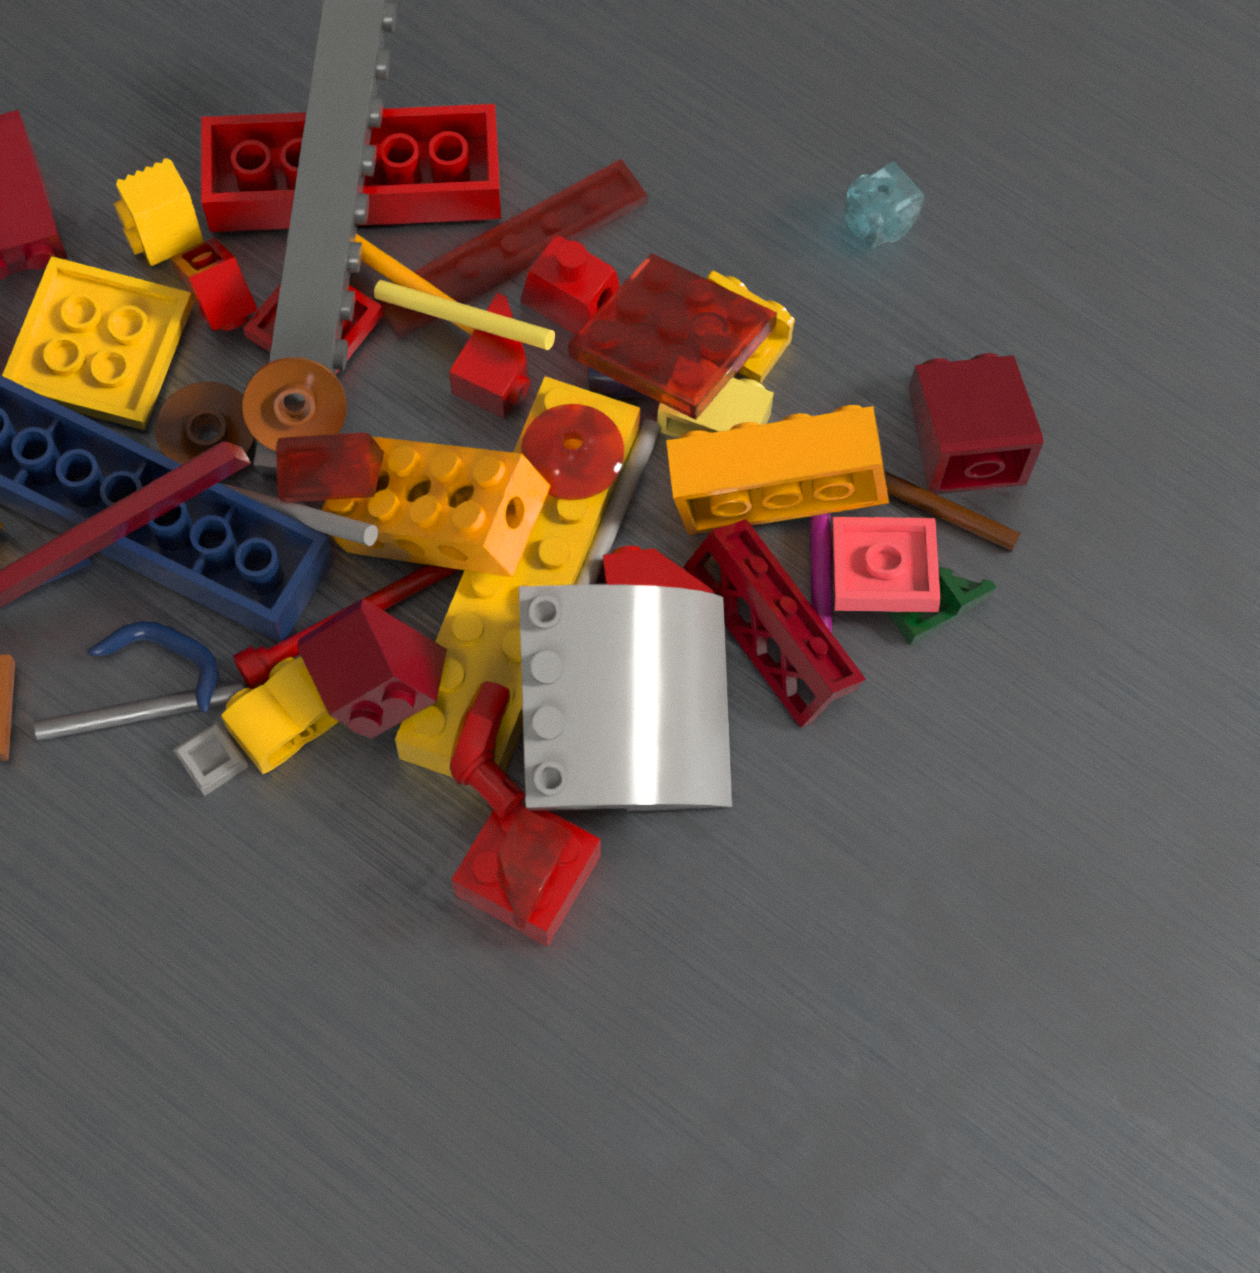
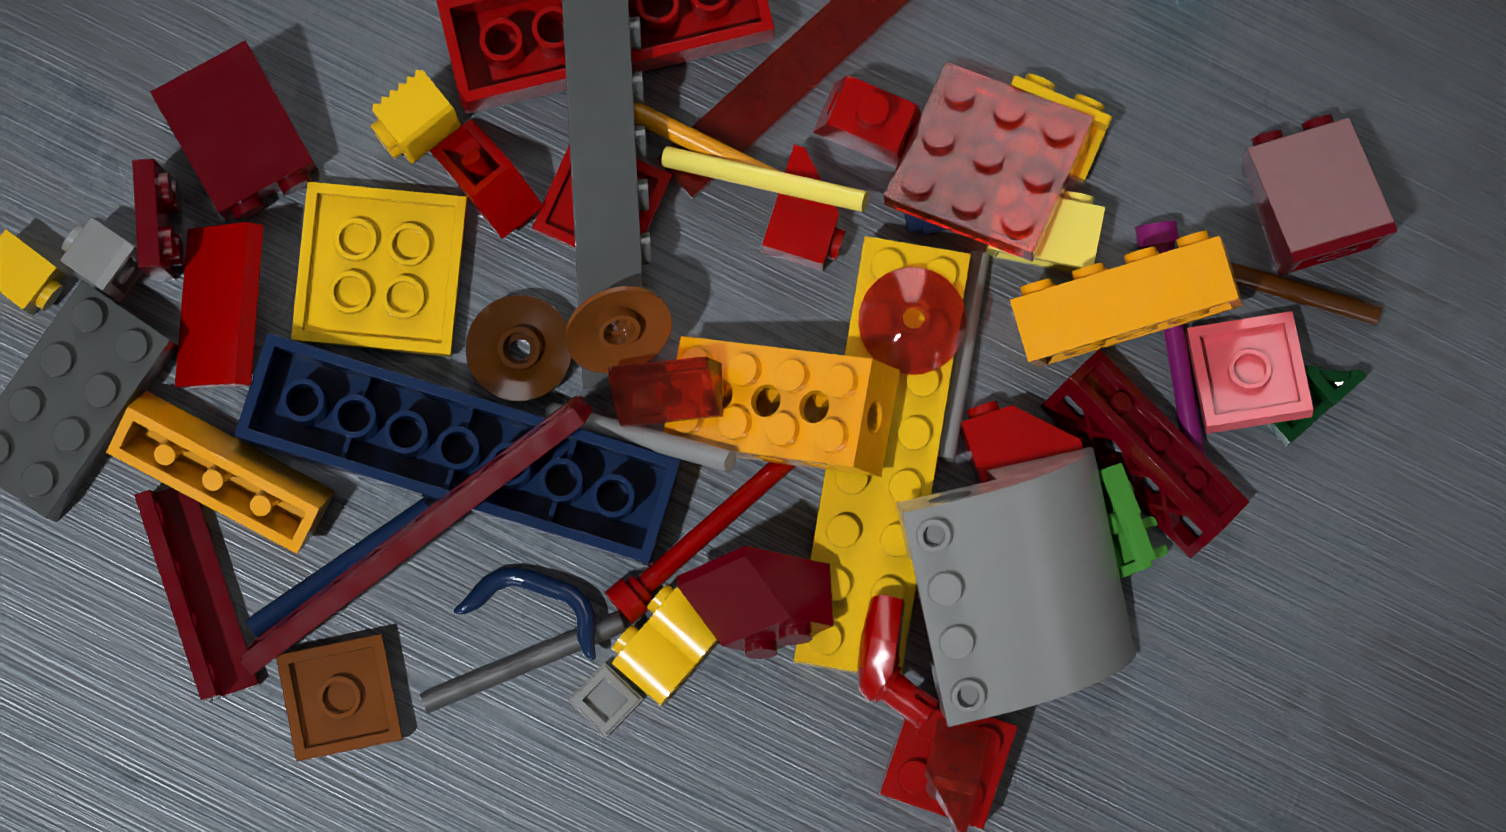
camera: 10 degrees left, 15 degrees up
(744, 687) = (1127, 528): none -> bright green plate

